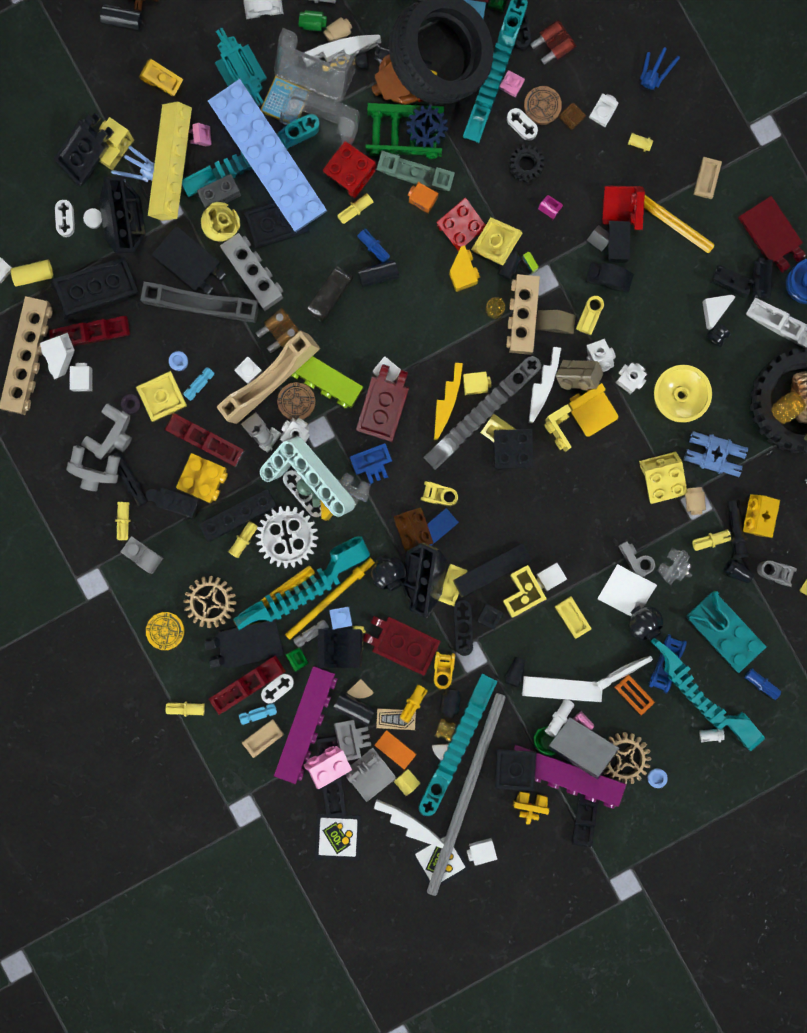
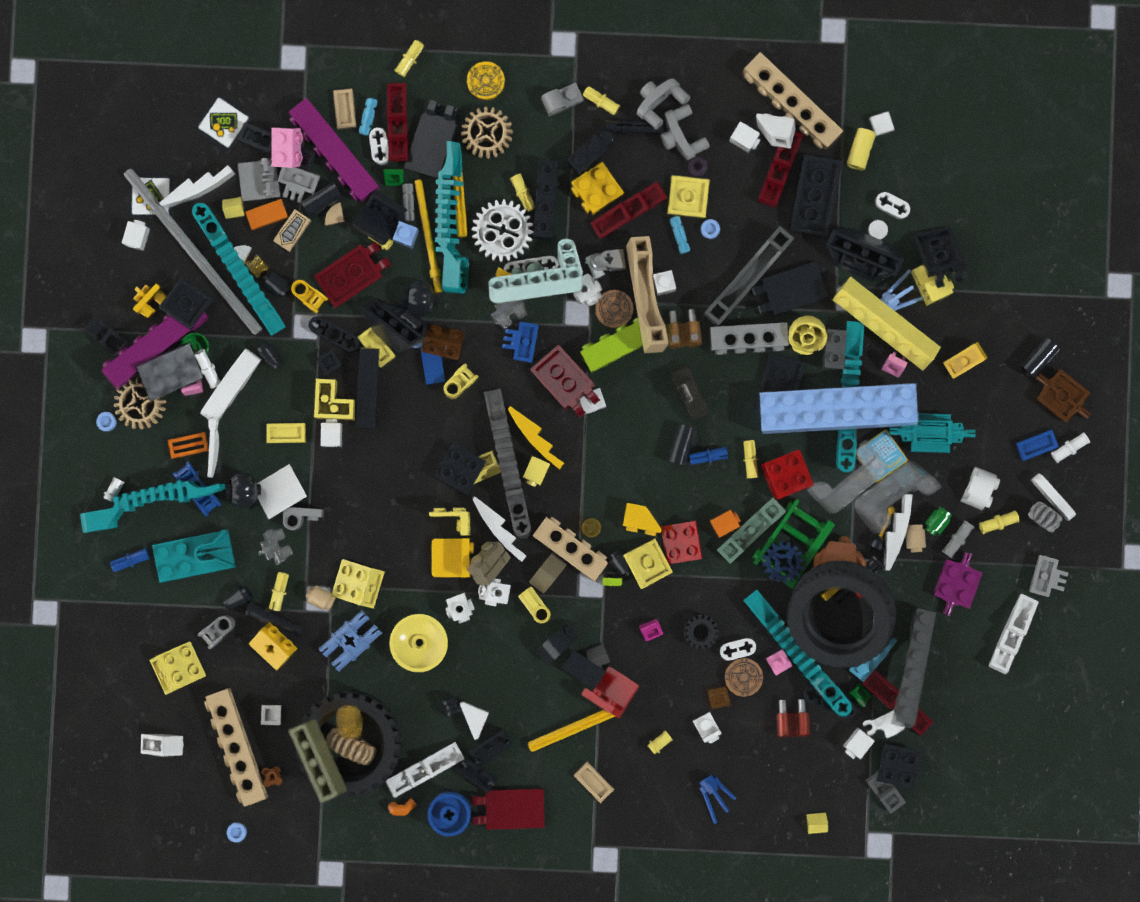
camera: 120 degrees right, 0 degrees up
(413, 703) = (295, 252): yellow axle -> none

